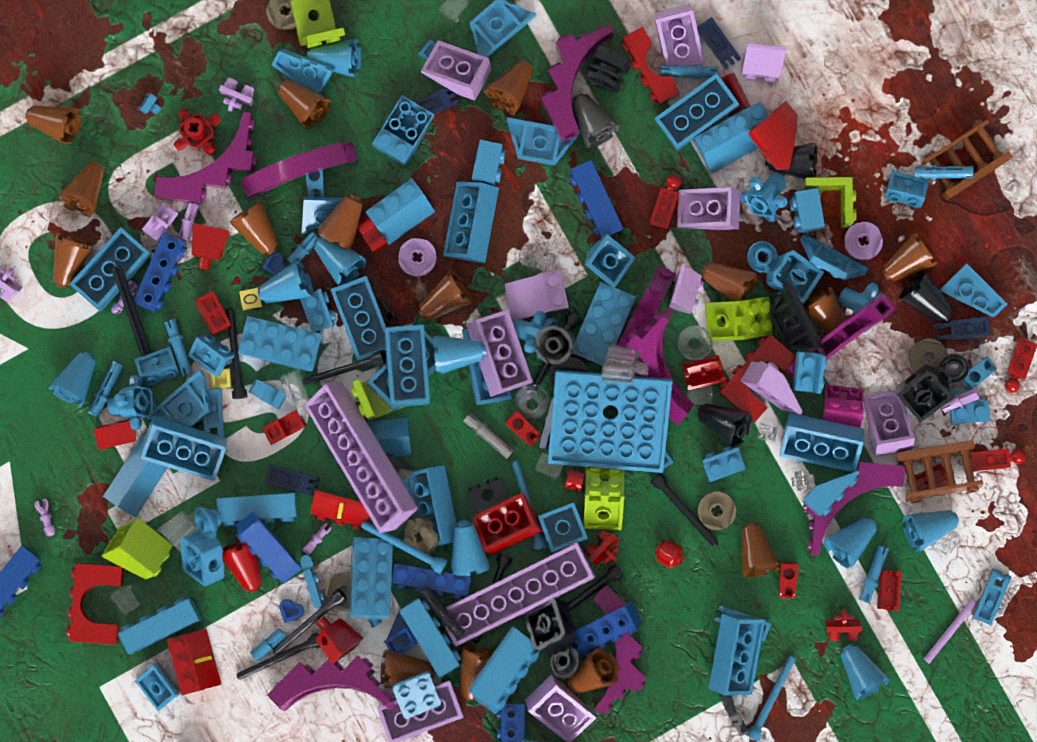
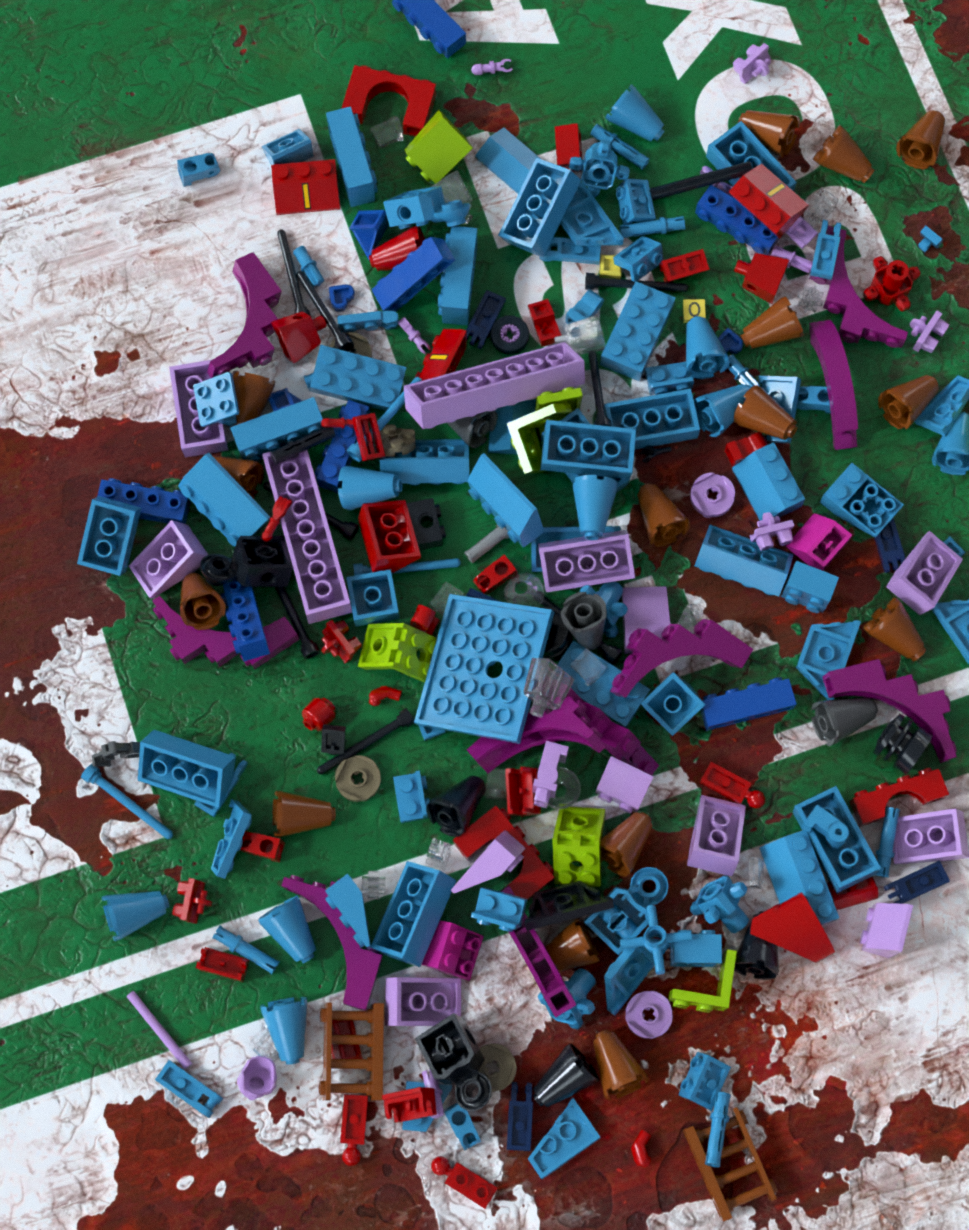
camera: 100 degrees right, 10 degrees down
(145, 248) = (768, 199): none -> red slope
(182, 192) = (825, 252): none -> dark azure hinge
(223, 598) = (369, 228): none -> blue slope
(292, 451) = (516, 326): none -> black bush
(402, 421) = (525, 438): none -> lime bracket
(417, 582) = (338, 422): none -> red piece
(430, 562) = (361, 439): none -> red tile
(444, 161) = (819, 541): none -> dark pink slope
(450, 208) = (771, 529): none -> lavender hips
(461, 430) = (504, 502): none -> dark azure slope
(505, 620) = (279, 511): none -> red piece
(560, 266) = (676, 641): none -> magenta arch
(593, 334) = (588, 667): none -> clear tile
(640, 505) = (384, 692): none -> red arm
(689, 353) = (546, 782): none -> lavender hips
(690, 536) = (333, 739): none -> black bracket
(693, 115) = (828, 825): none -> dark azure leg
(780, 602) = (234, 830): none -> dark azure wing
(818, 240) = (655, 931): none -> dark azure bar
(969, 232) = (639, 1151): none -> red arm
(972, 416) = (410, 1104): none -> red hinge
(974, 542) = (257, 1078): none -> lavender hair

